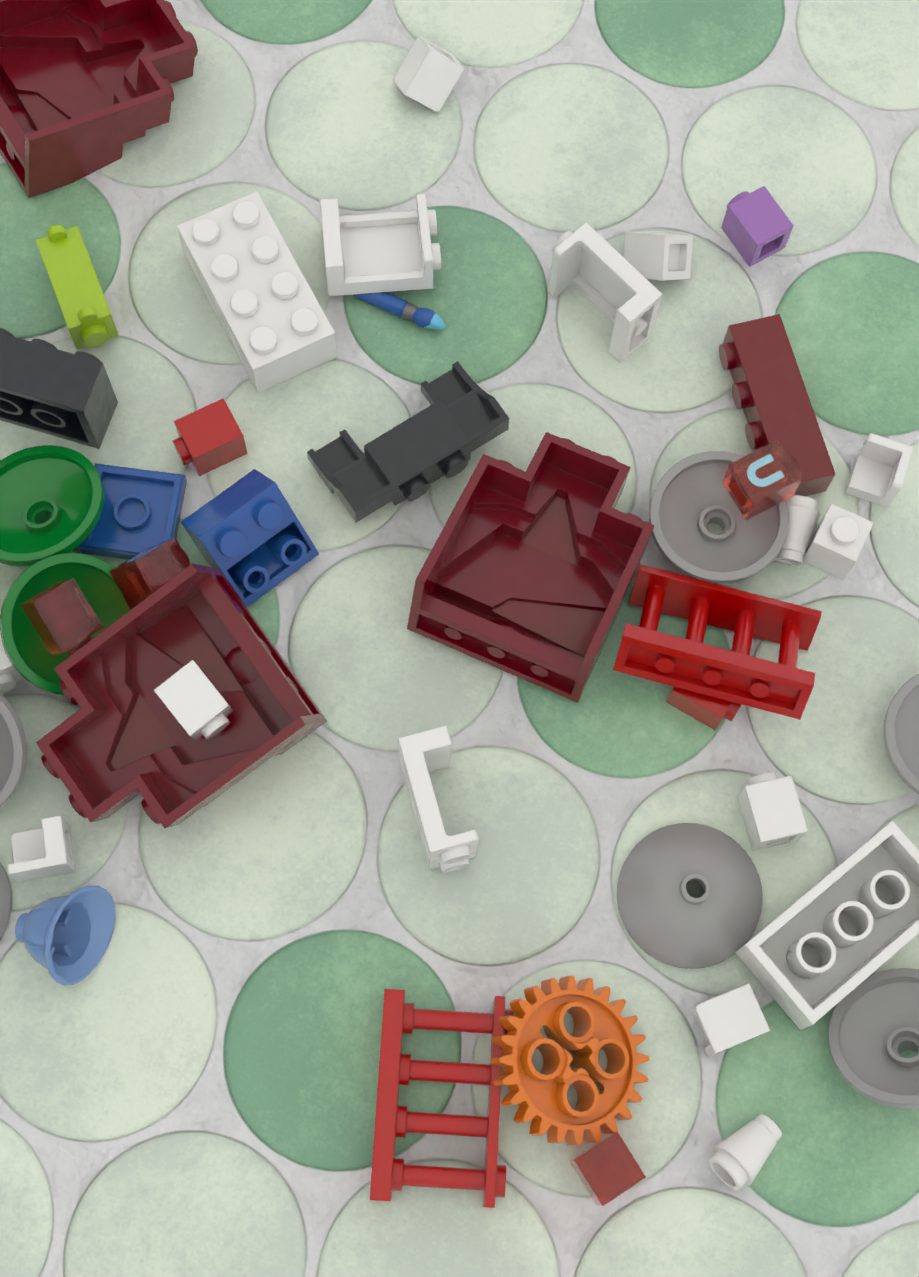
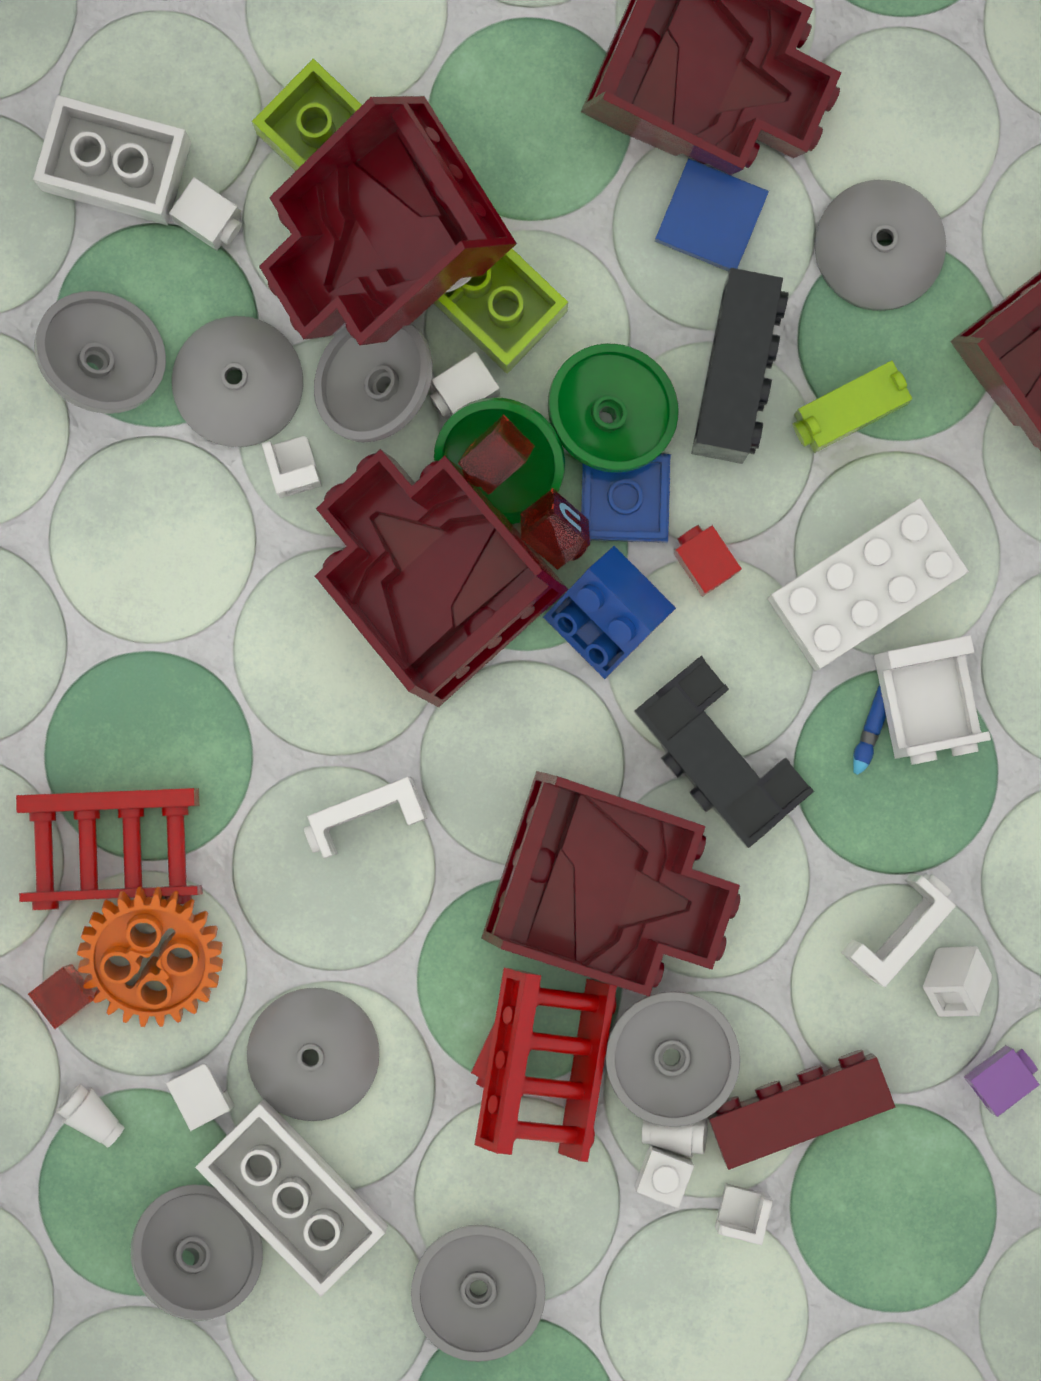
camera: 90 degrees right, 15 degrees up
(69, 932) = (218, 502): medium blue hat -> none
(195, 702) = (432, 586): white brick -> none
(762, 479) = (706, 1098): clear red brick -> none
(771, 811) = (393, 1124): white brick -> none

